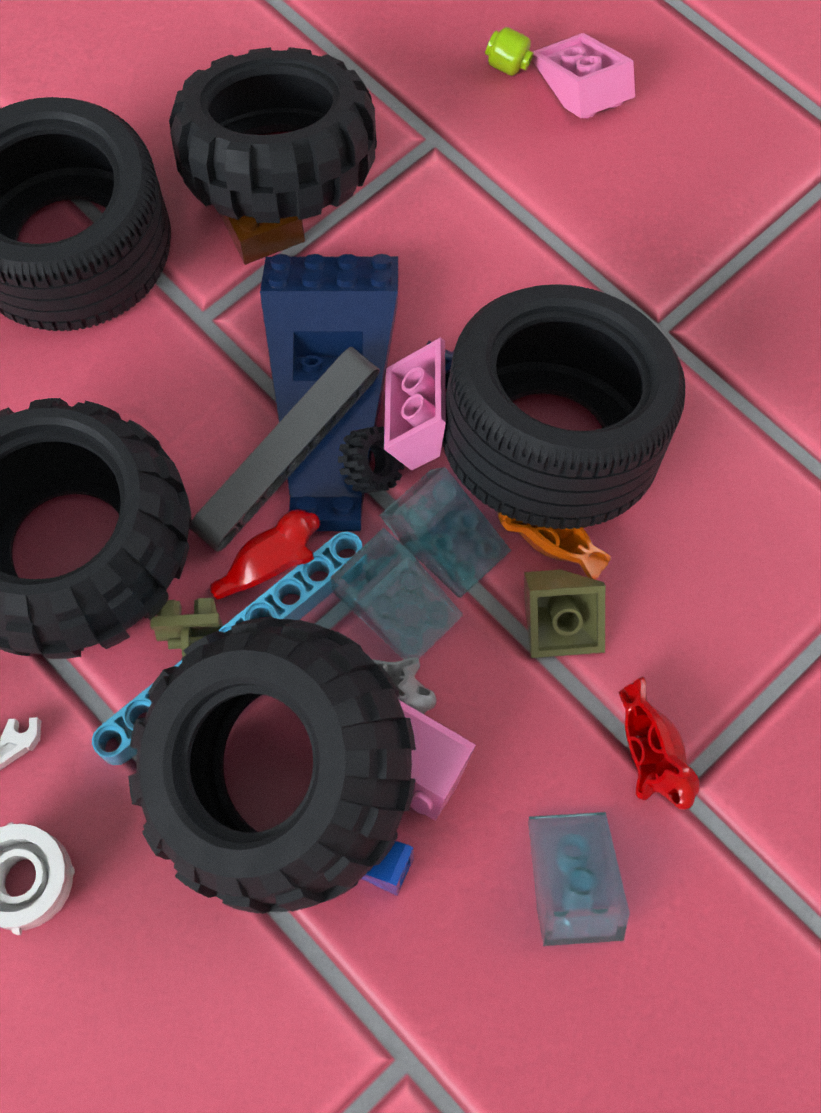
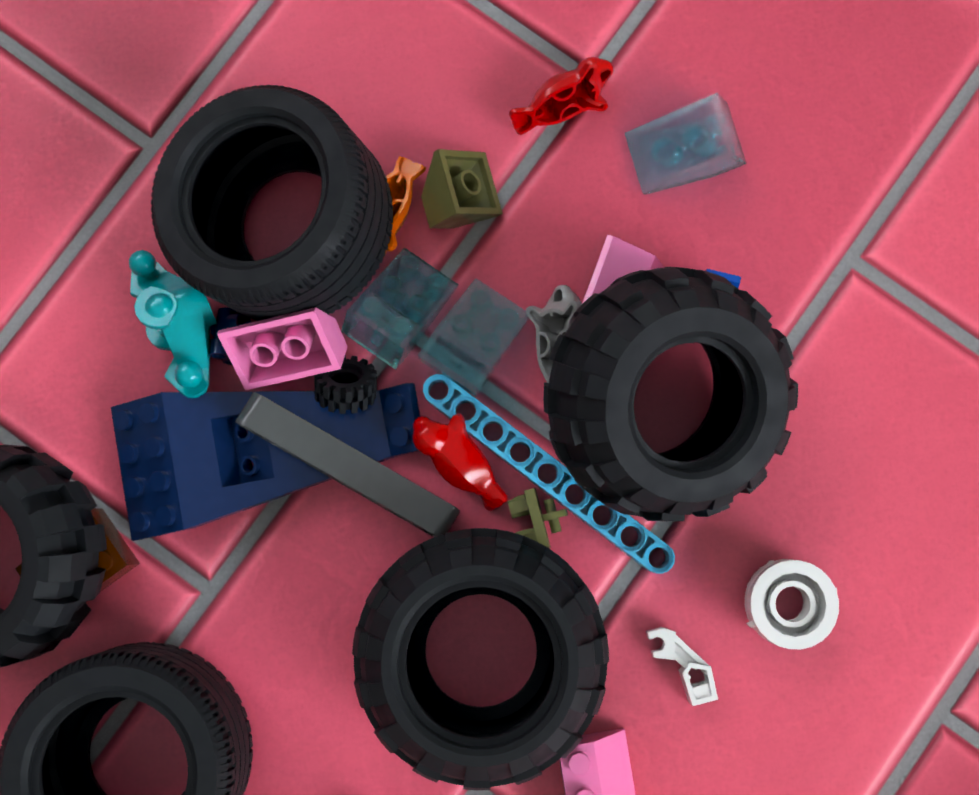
camera: 100 degrees left, 15 degrees up
(447, 316) = (175, 320): none -> teal piece

